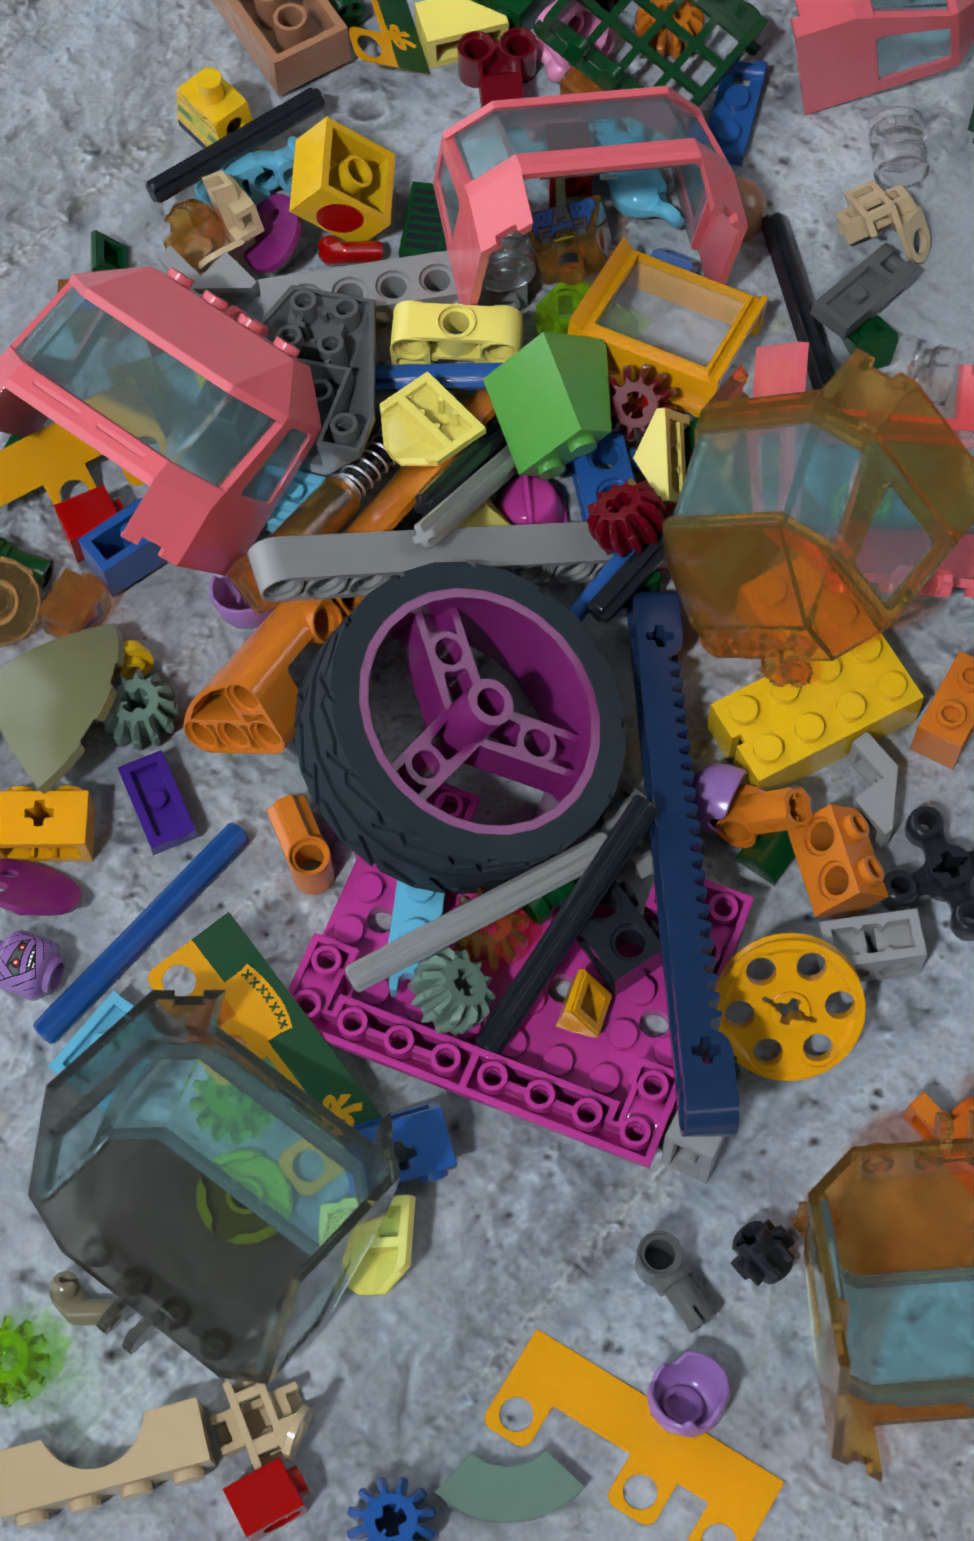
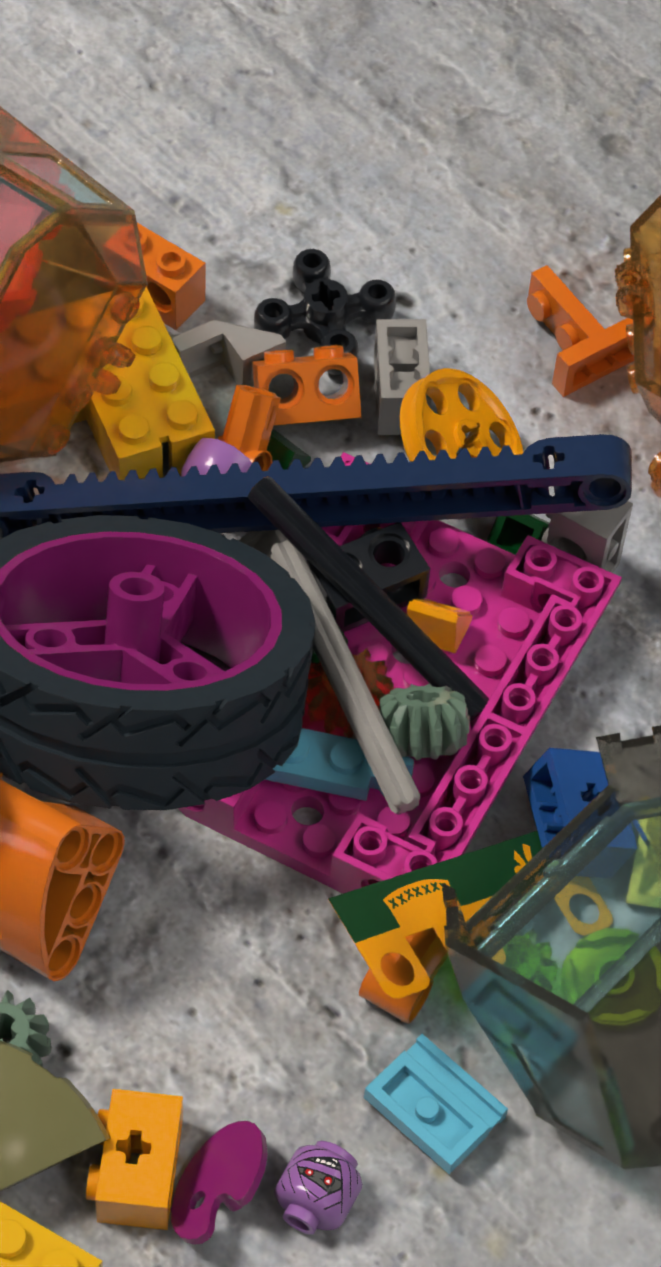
camera: 90 degrees left, 10 degrees down
(140, 933) = (290, 1064): blue axle -> none
(157, 802) = (126, 1030): dark purple plate -> none
(301, 843) = (202, 879): orange piece -> none

